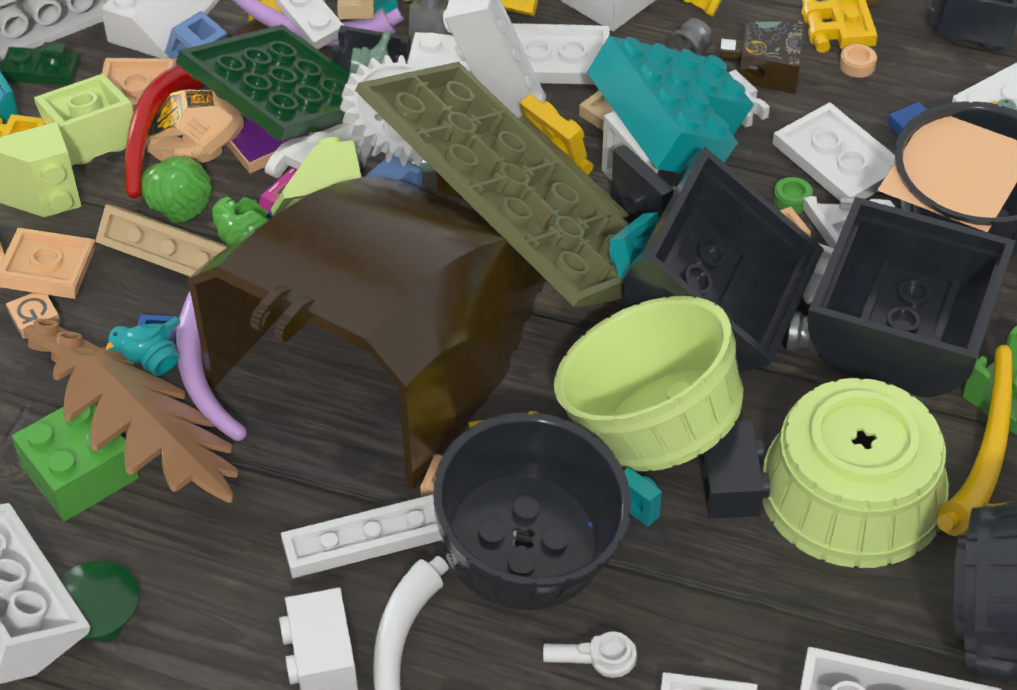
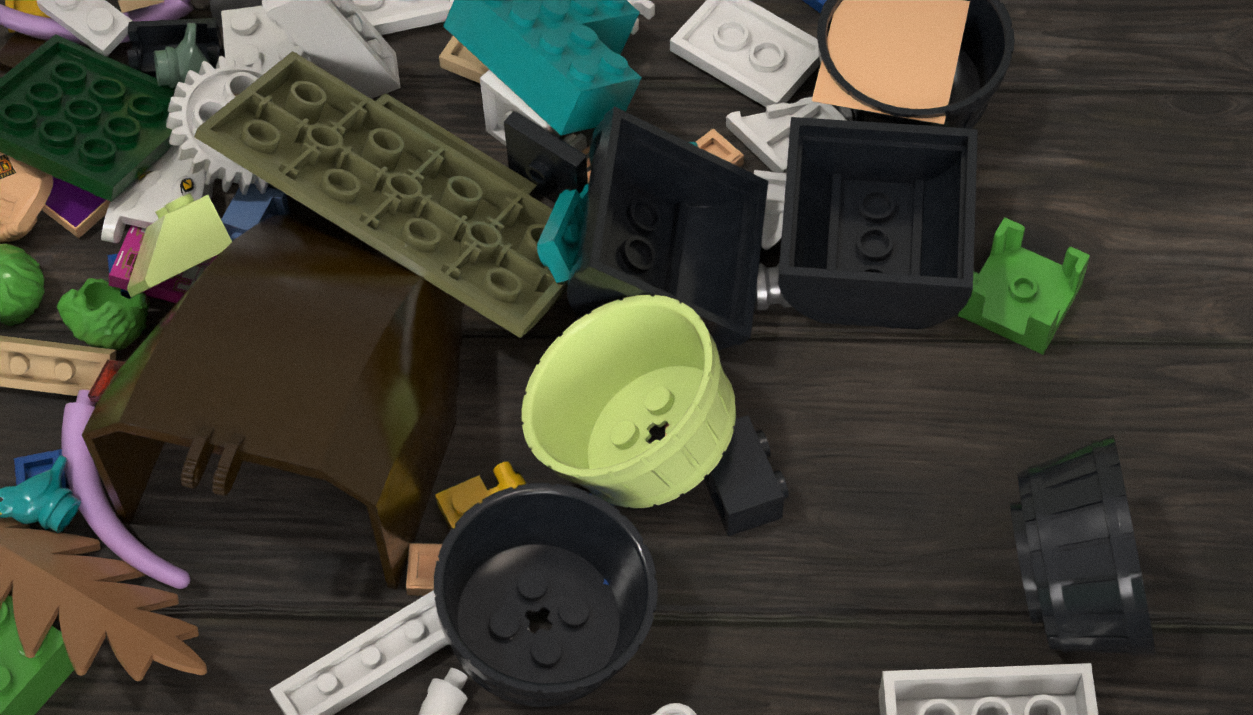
camera: 15 degrees left, 10 degrees up
(563, 133) = (437, 106): yellow plate -> none
(644, 497) = (655, 531): teal plate -> none
(791, 193) = (709, 110): bright green tile -> none
(853, 500) = (868, 481): yellowish green piece -> none
(978, 488) = (999, 446): yellow animal -> none

